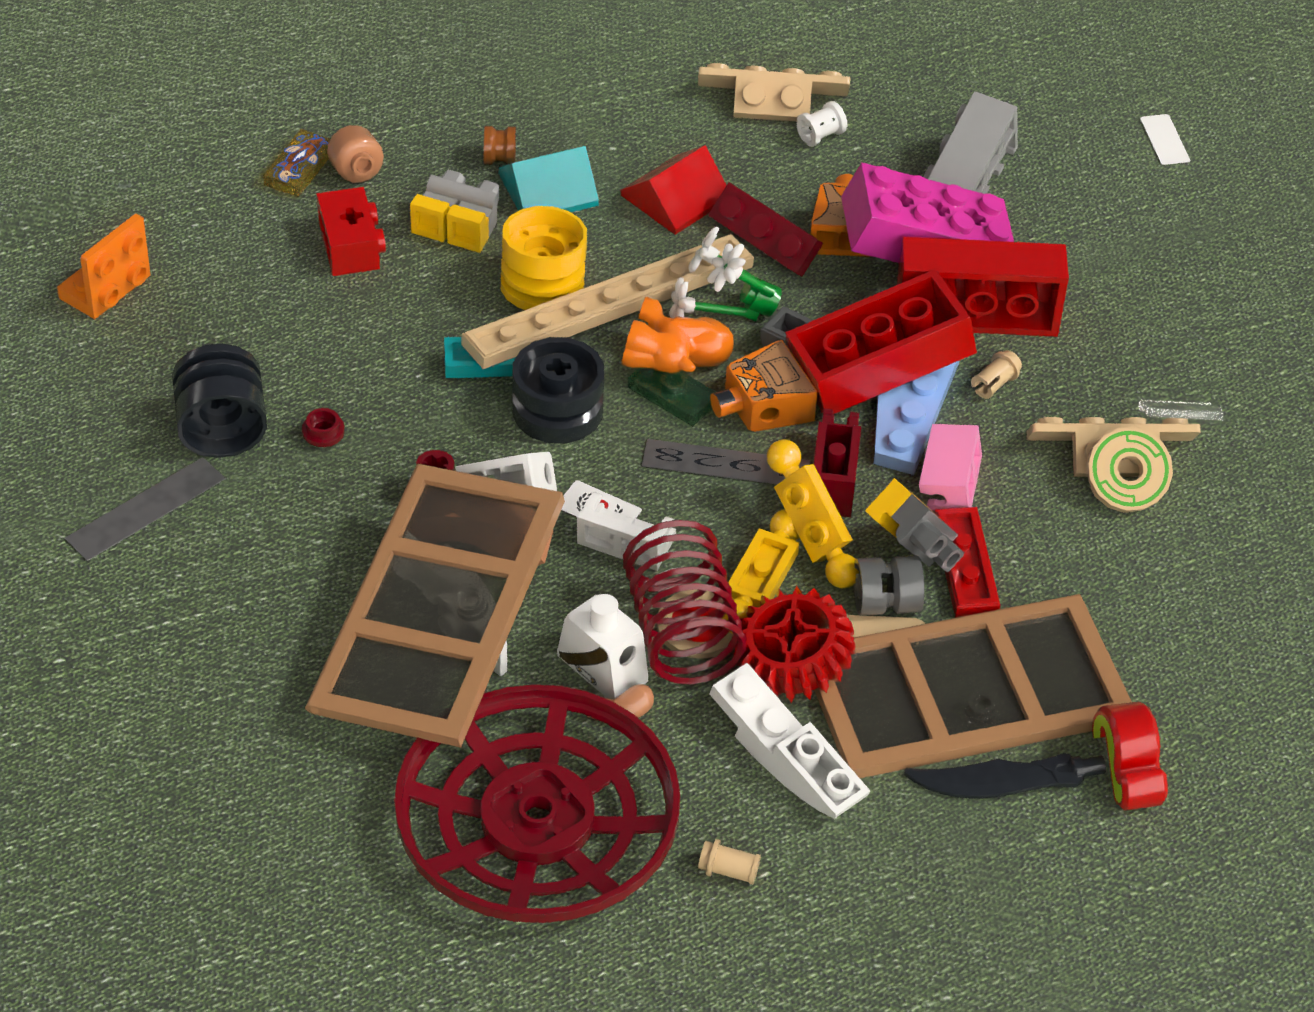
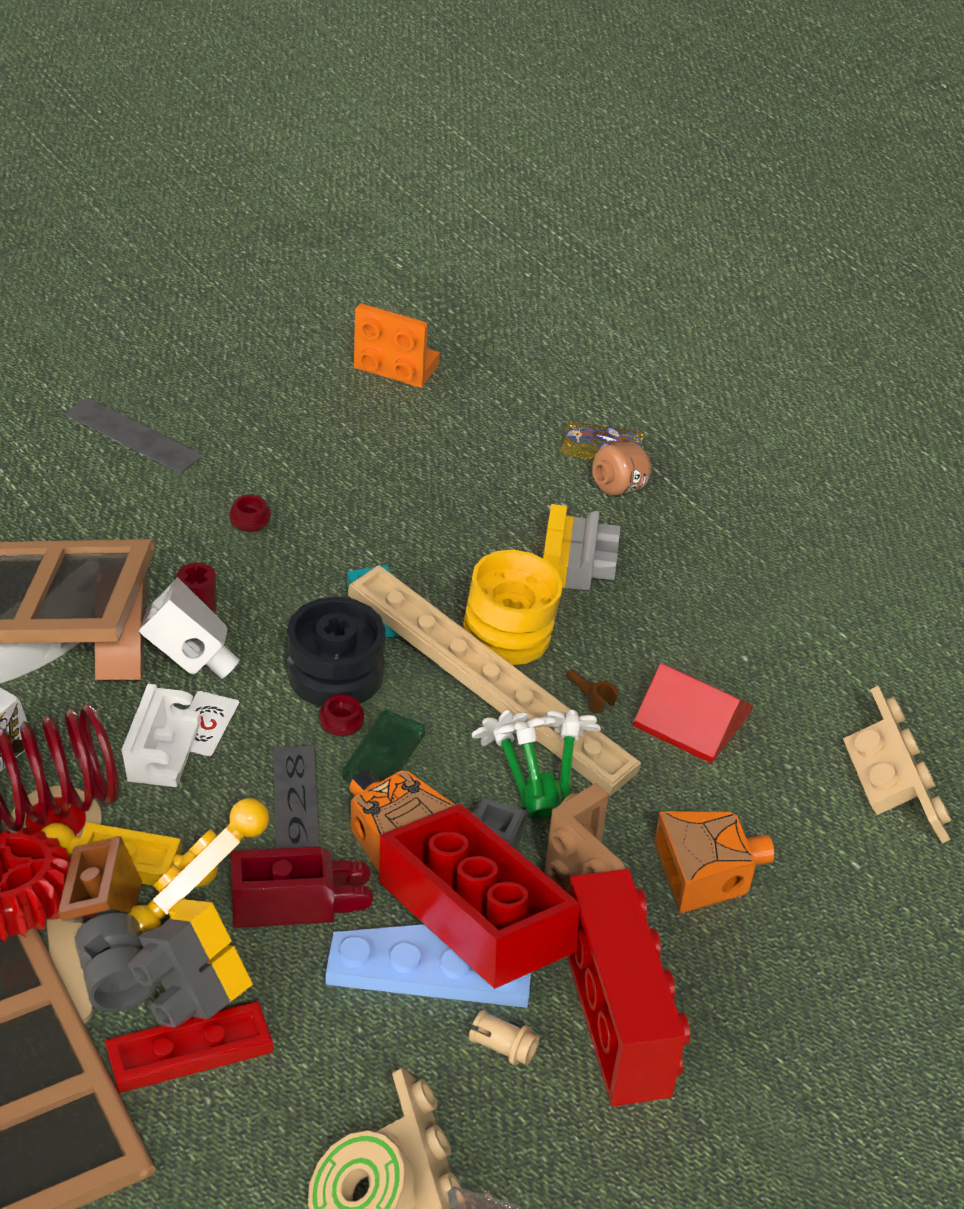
camera: 75 degrees right, 5 degrees down
(219, 400) = (239, 430): black wheel -> none
(350, 231) = (512, 482): red brick -> none
(499, 145) = (685, 563): dark orange wheel -> none
(552, 180) = (653, 611): slope -> none
(625, 408) = (341, 715): none -> dark red plate
(642, 245) = (597, 692): none -> reddish brown hand
(675, 342) = (445, 733): orange animal -> none
(765, 229) = (655, 787): dark red plate -> none
(826, 569) = (99, 882): none -> dark orange slope
(830, 110) = (846, 812): white bush -> none
(841, 280) = (577, 838): none -> medium nougat bracket
(891, 205) = (726, 915): dark pink brick -> none
(951, 465) = (324, 1007): bright pink hinge -> none
(982, 136) = (866, 957): light grey wedge -> none

